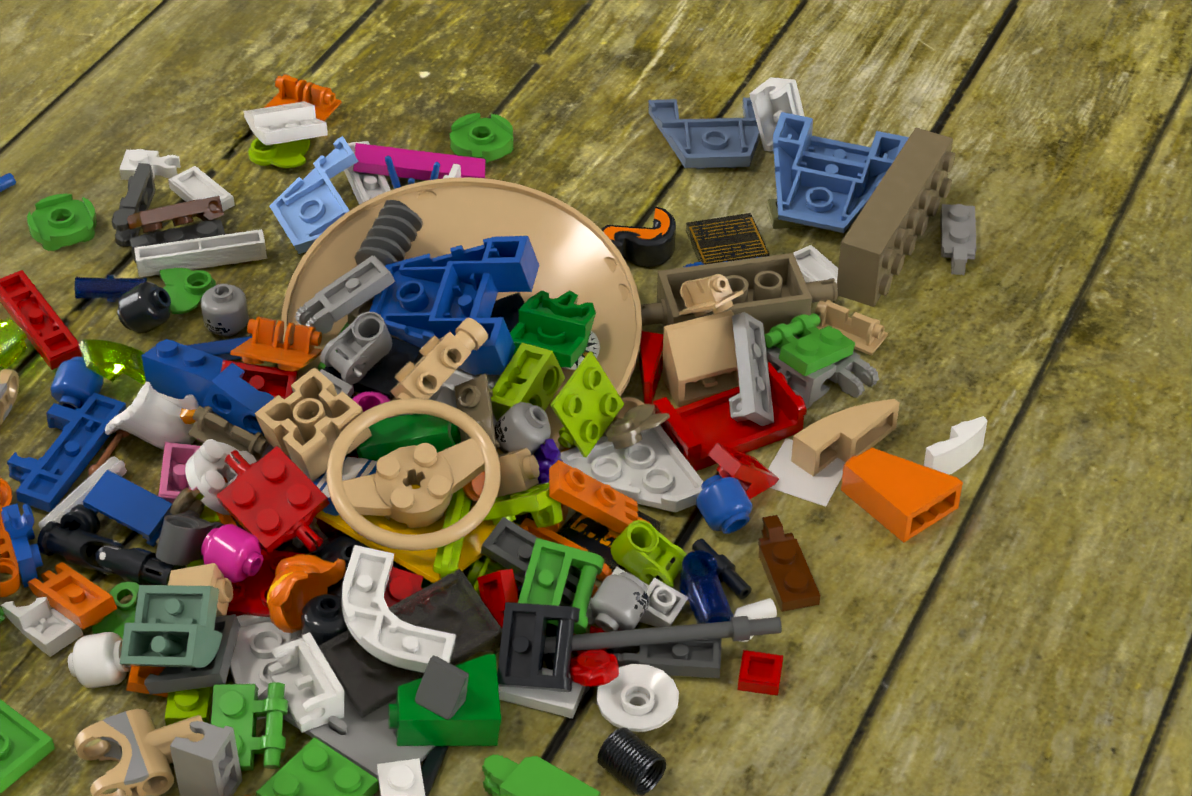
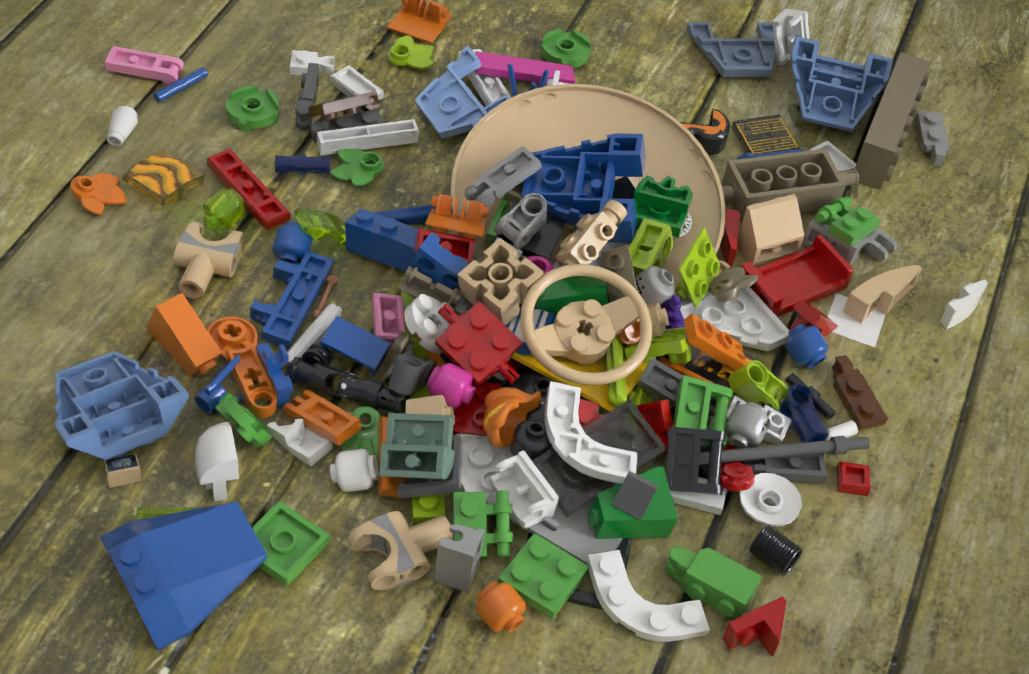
camera: 10 degrees left, 5 degrees up
(144, 307) = (334, 181): black head -> none
(157, 418) = (365, 273): white hair -> none
(224, 310) = (397, 184): light grey head -> none
(285, 123) = (415, 32): white slope -> none
(390, 234) = (529, 128): dark grey piece -> none
(707, 295) = (776, 182): tan hinge -> none
(755, 397) = (814, 264): light grey hinge -> none
(863, 330) = (879, 207): tan hinge -> none
(900, 492) = (929, 336): orange slope -> none

